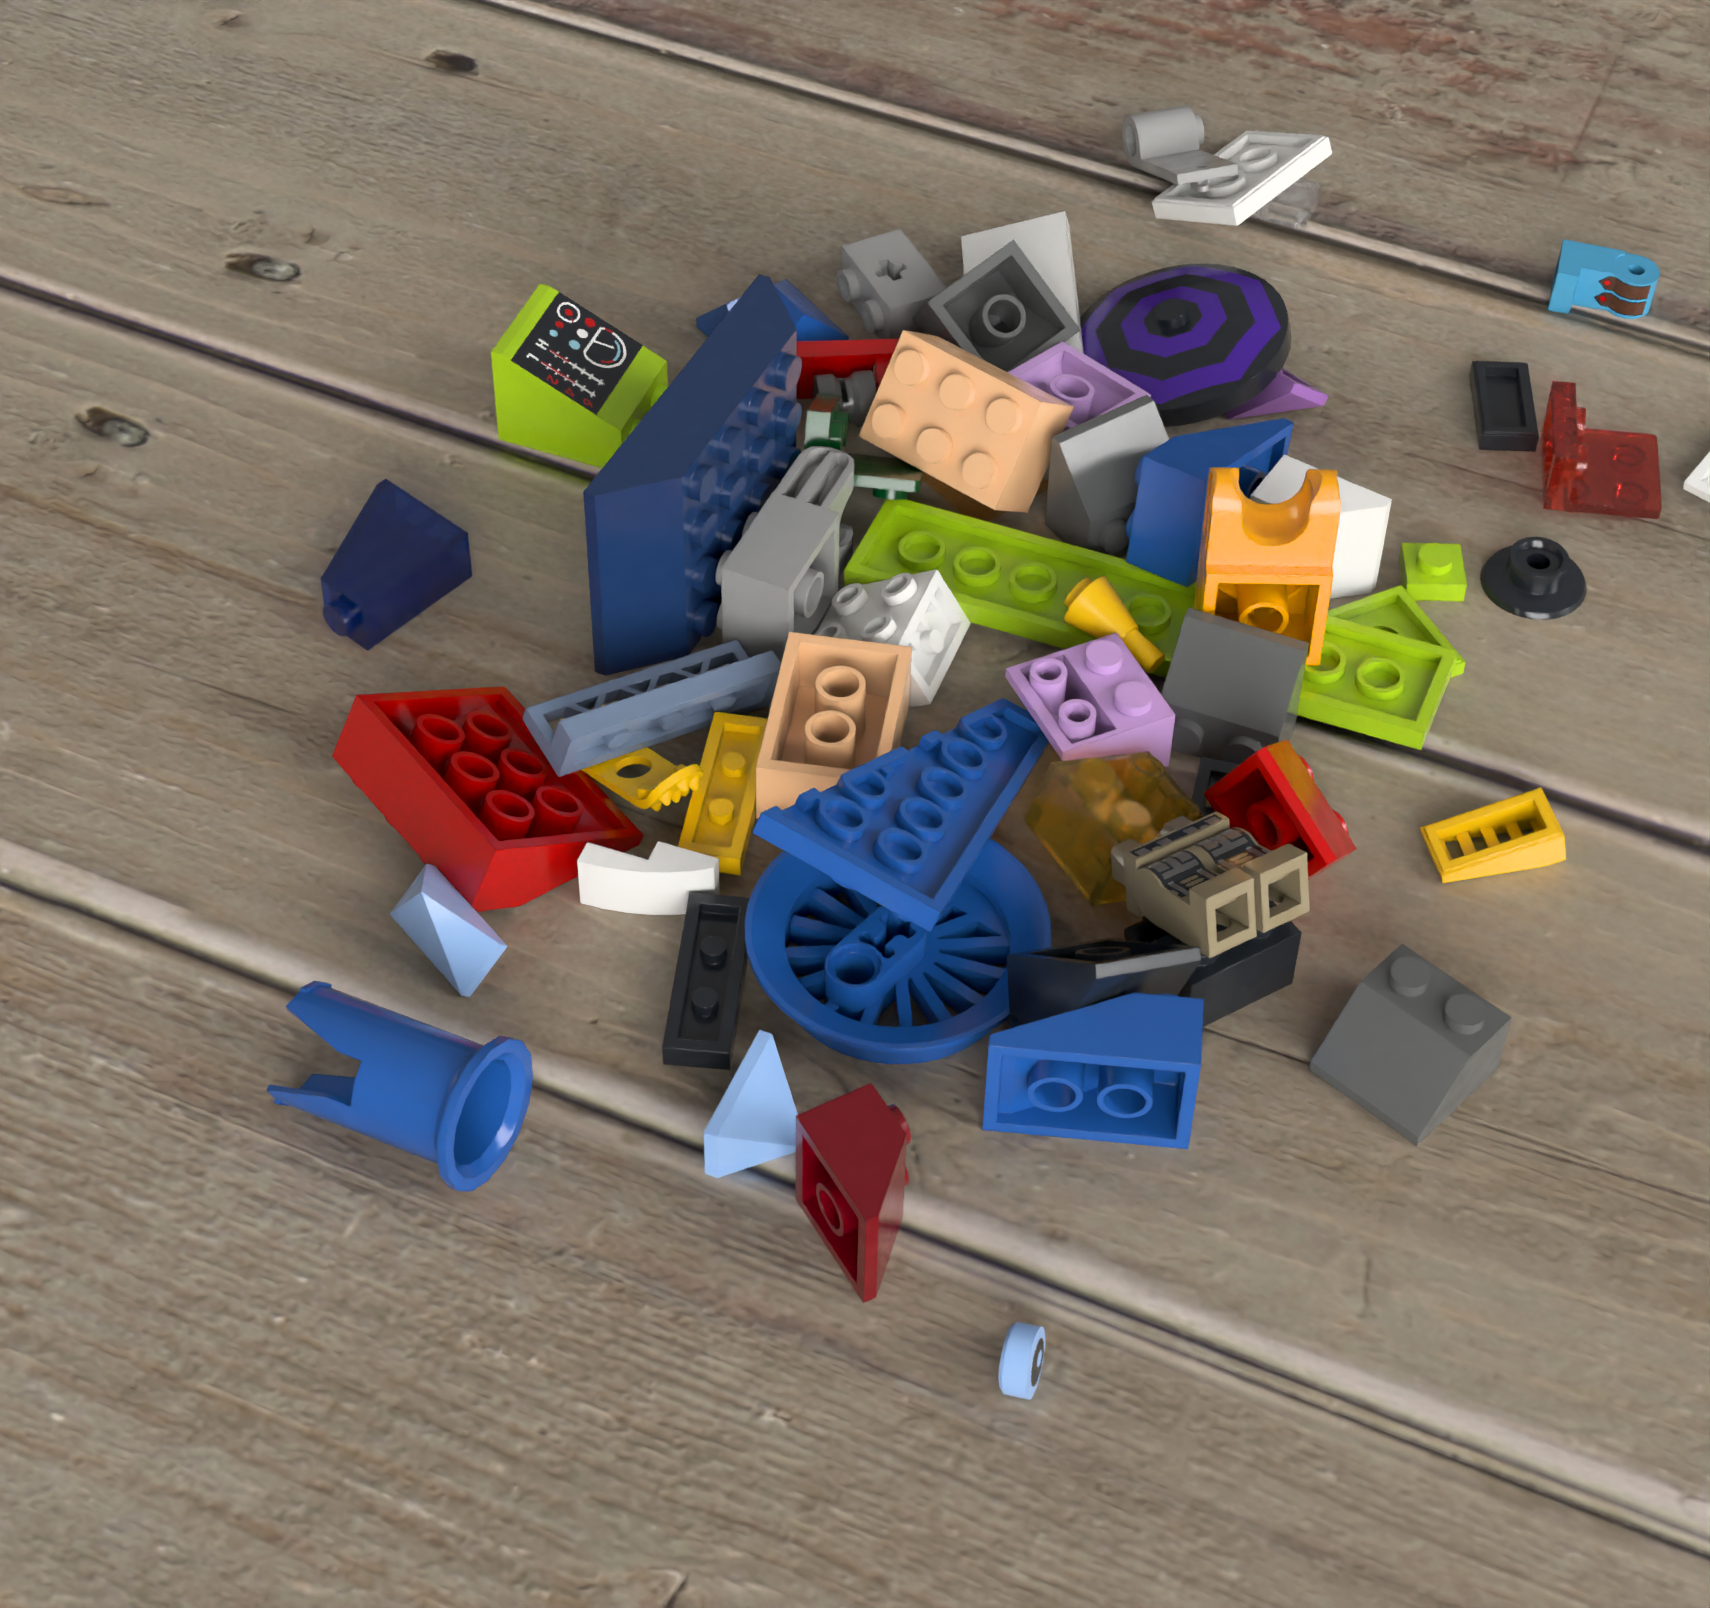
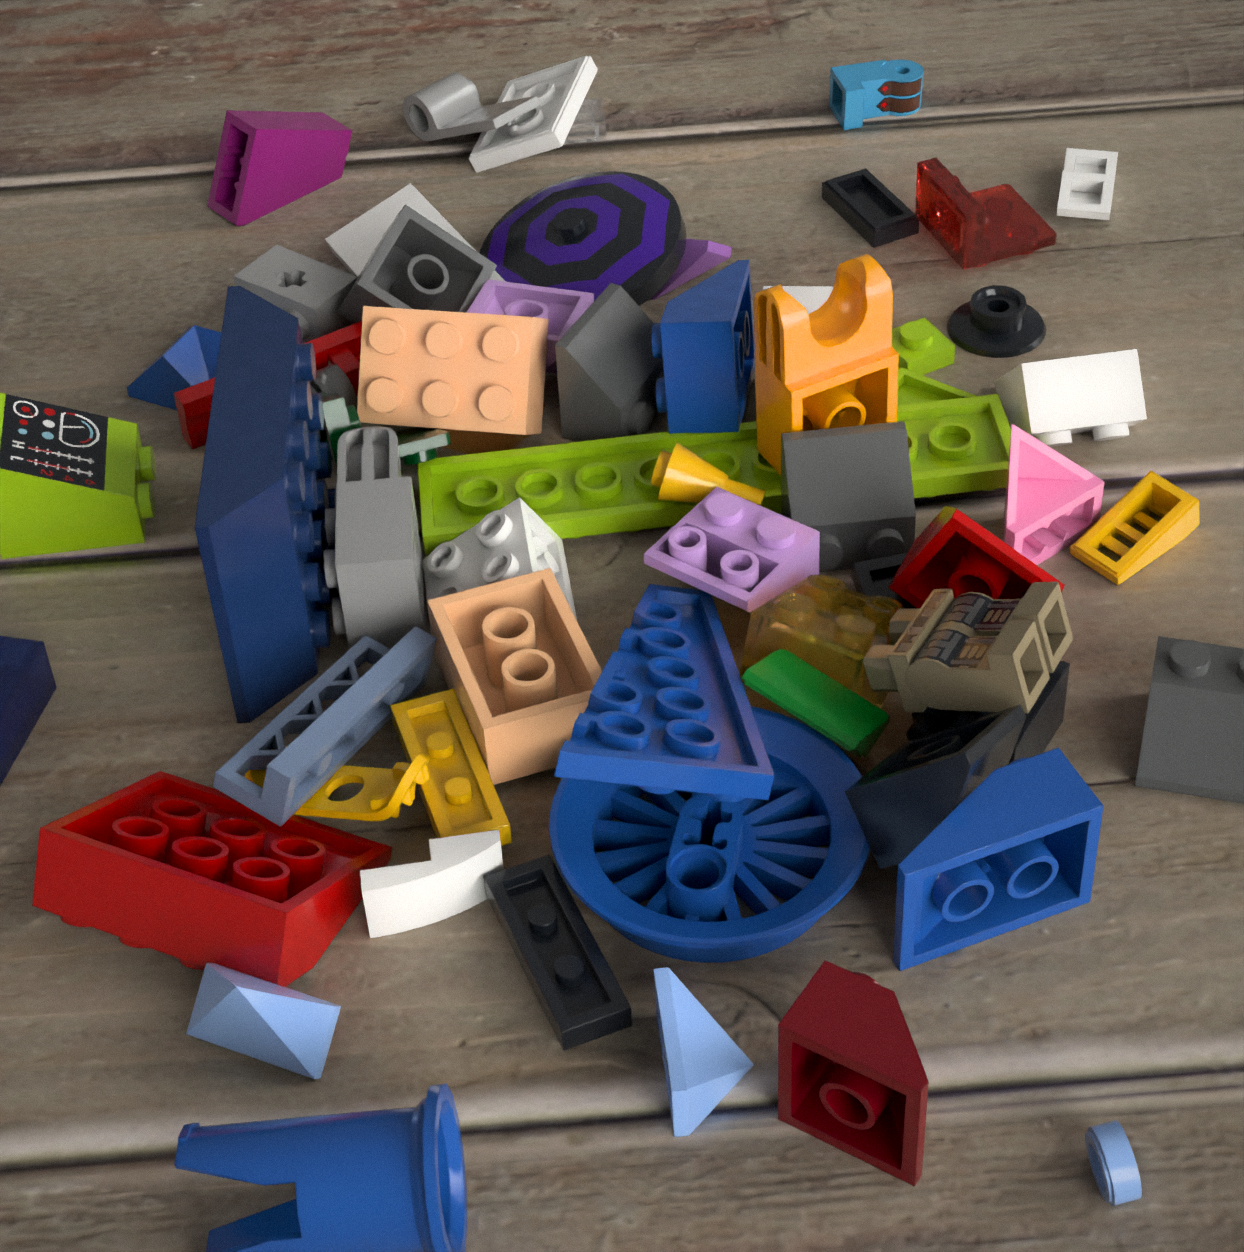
camera: 25 degrees left, 5 degrees down
(964, 136) = (274, 160): none -> magenta slope
(1060, 868) = (818, 701): none -> green slope
(1411, 775) = (1046, 499): none -> bright pink slope
(1530, 685) = (1075, 396): none -> white slope

